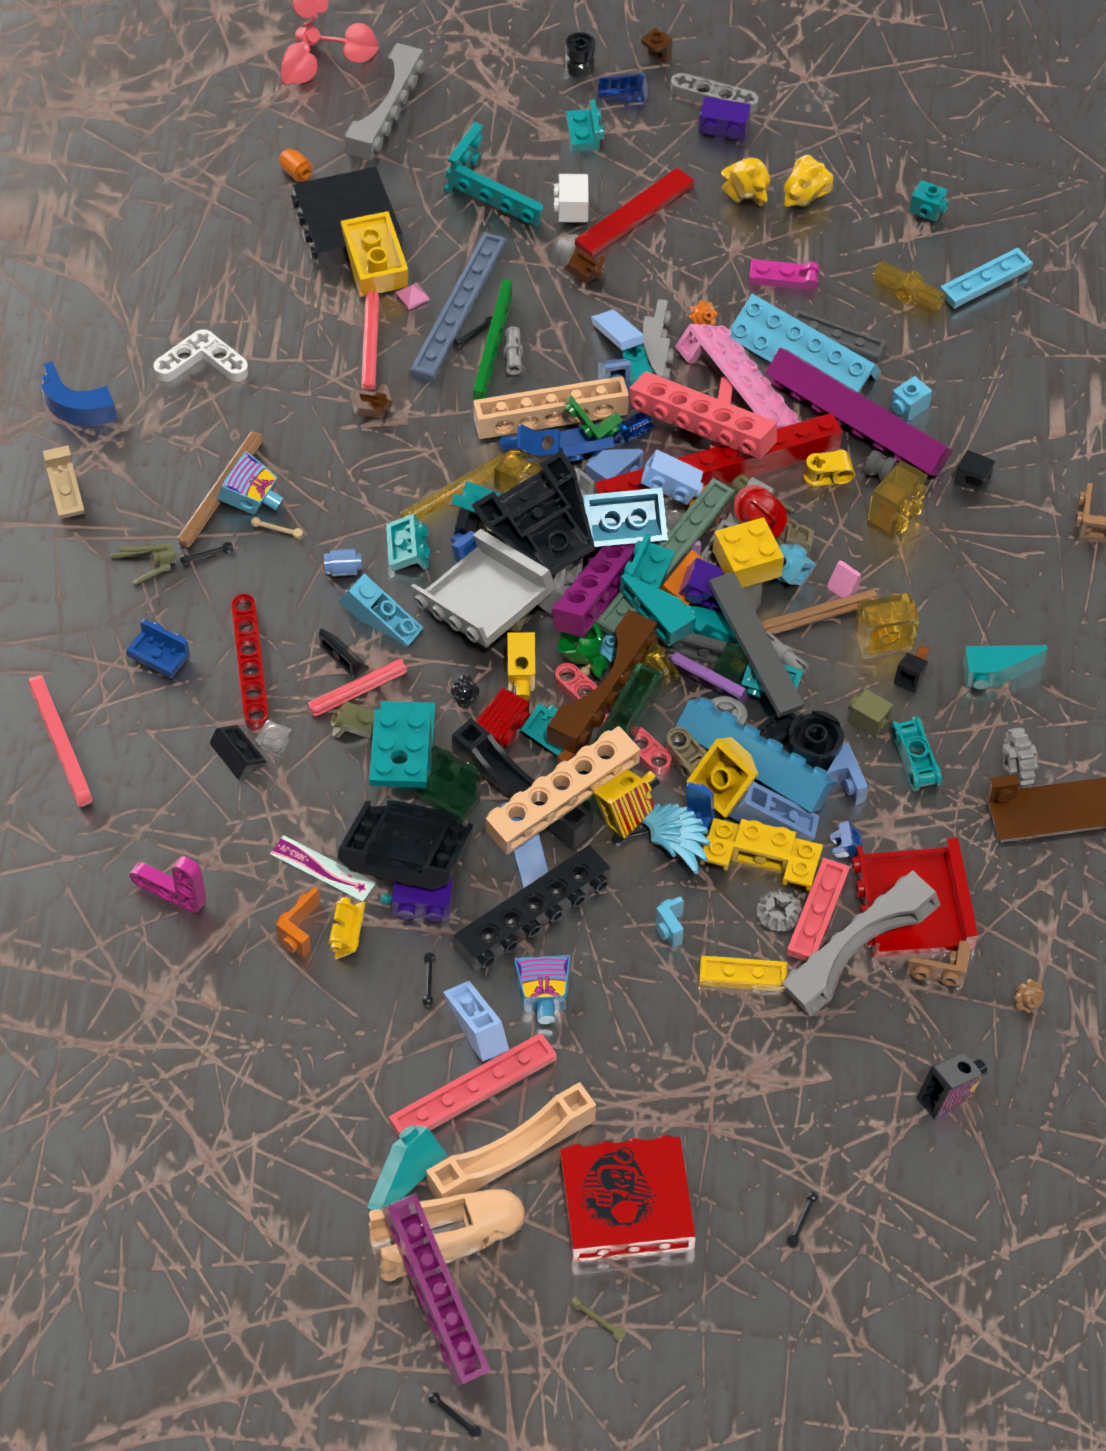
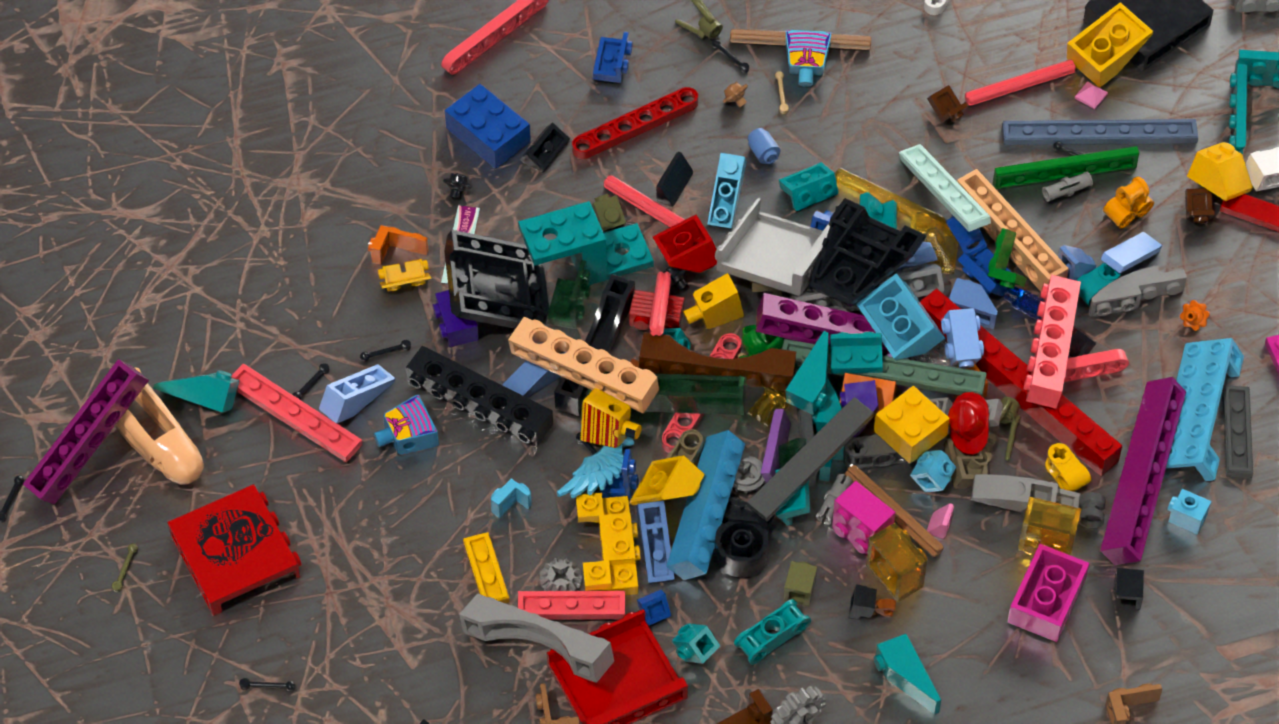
camera: 70 degrees right, 0 degrees up
(183, 889) = (387, 146): dark pink beam -> none
(188, 788) = (487, 126): none -> blue brick
(248, 841) = (457, 184): none -> black plant
(263, 563) = (735, 93): none -> medium nougat plant
(273, 737) = (568, 166): clear plate -> none
(424, 1045) = (323, 369): none -> black hinge
(442, 660) = (687, 246): none -> red slope
(478, 434) = (944, 187): none -> light aqua tile
(513, 703) = (660, 303): none -> coral axle
(553, 1123) = (278, 474): light nougat arch -> none
(559, 310) = (1129, 202): none -> light orange piece
(560, 233) = (1221, 171): none -> yellow slope
(738, 369) = (1143, 358): bright pink bracket -> none
(828, 634) = (860, 516): none -> dark pink brick
(846, 508) = (1014, 491): none -> light grey slope
(847, 771) = (727, 582): medium blue slope -> none
(909, 817) = (695, 643): none -> teal brick
(960, 527) = (1048, 592): none -> dark pink brick

